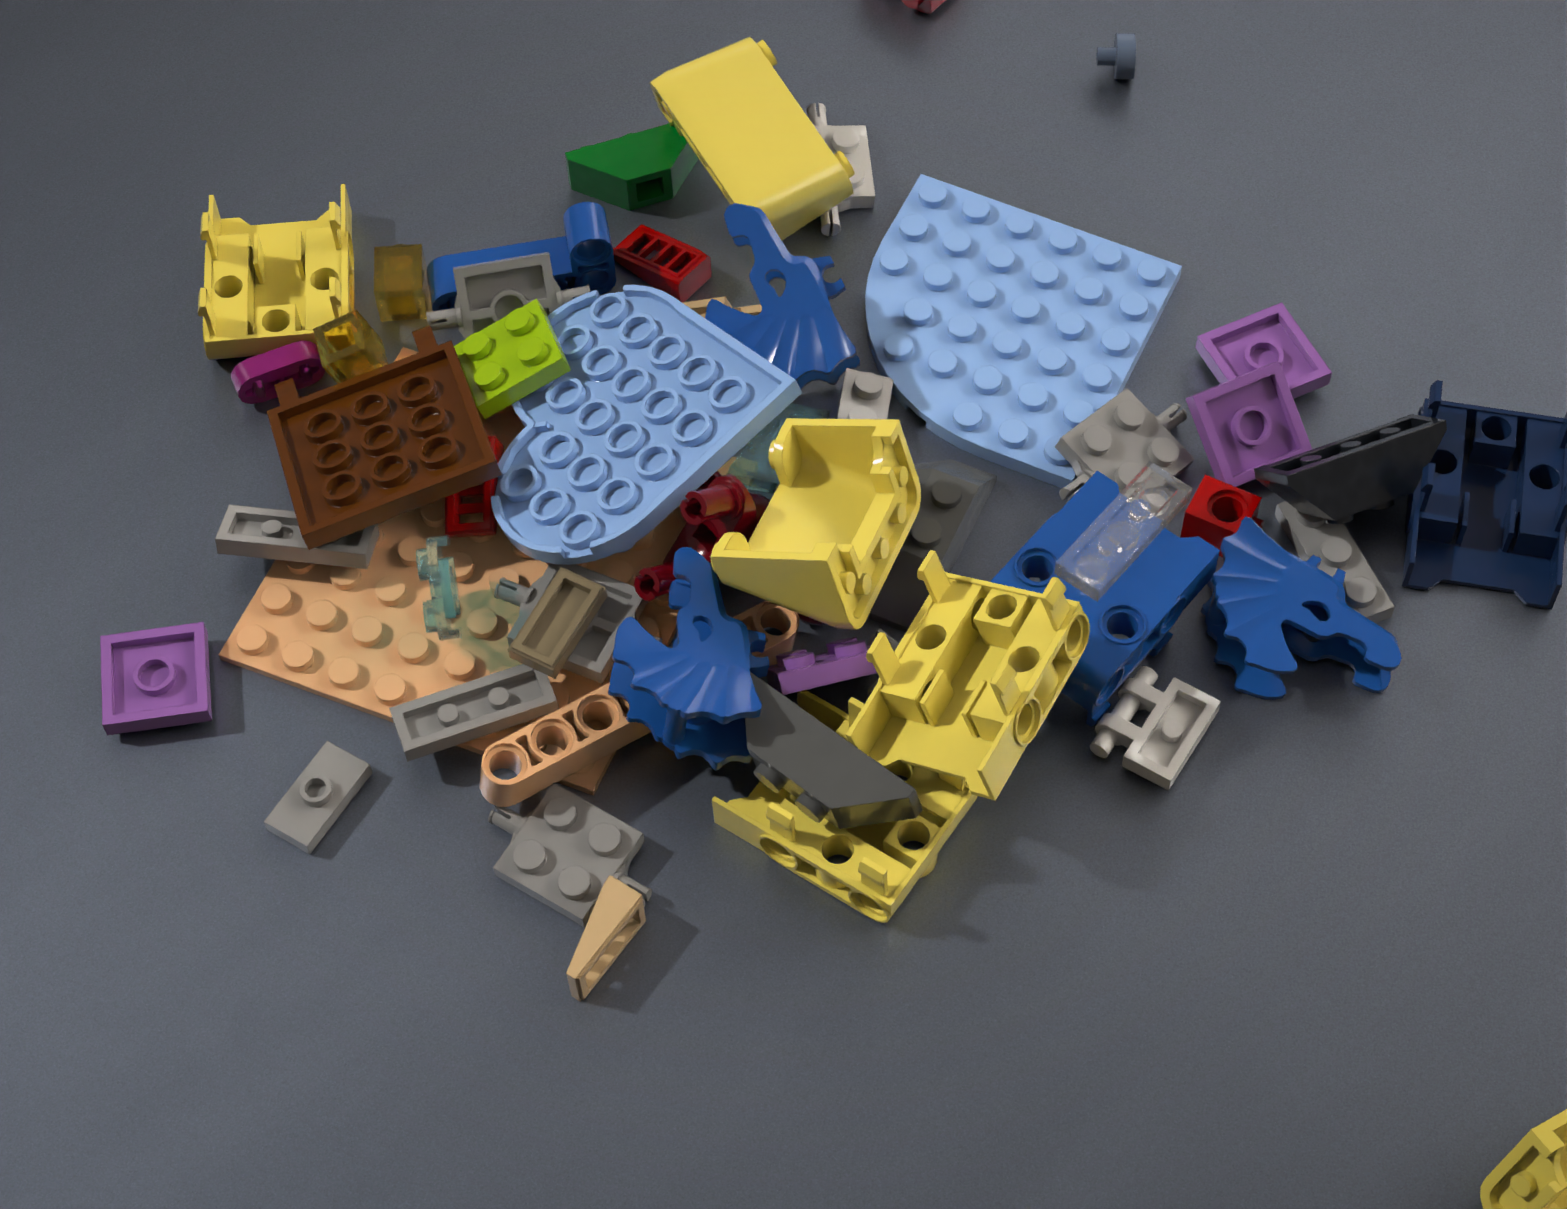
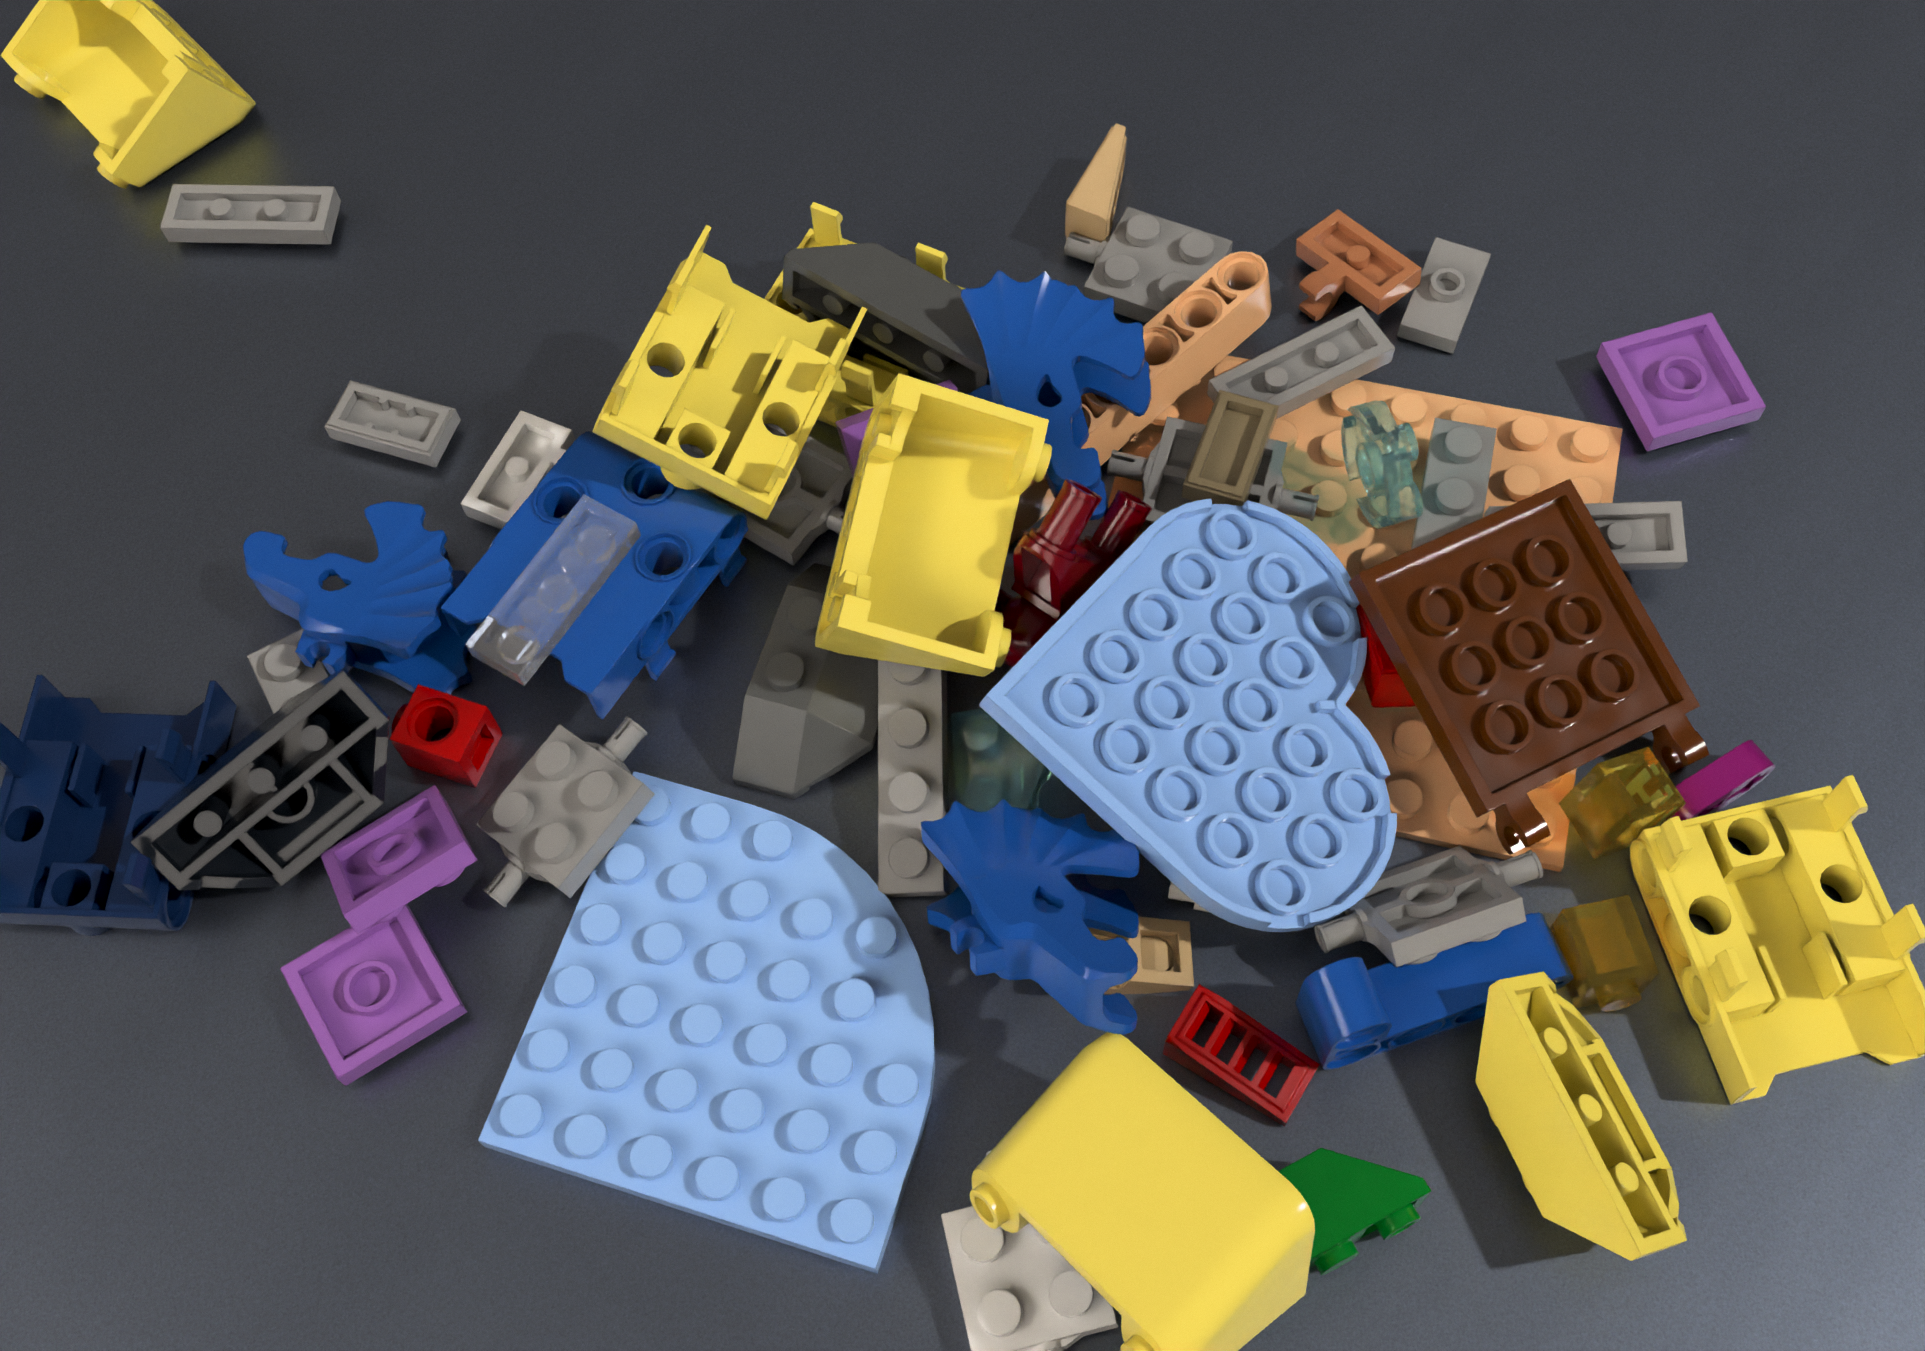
camera: 175 degrees right, 5 degrees up
(384, 592) = (1454, 478): none -> light grey plate
(392, 823) = (1352, 262): none -> nougat plate
(455, 179) = (1573, 1122): none -> light yellow wedge
(511, 358) = (1397, 806): lime plate -> none
(1291, 797) = (392, 423): none -> light grey plate
(1461, 1047) = (251, 214): none -> light grey plate

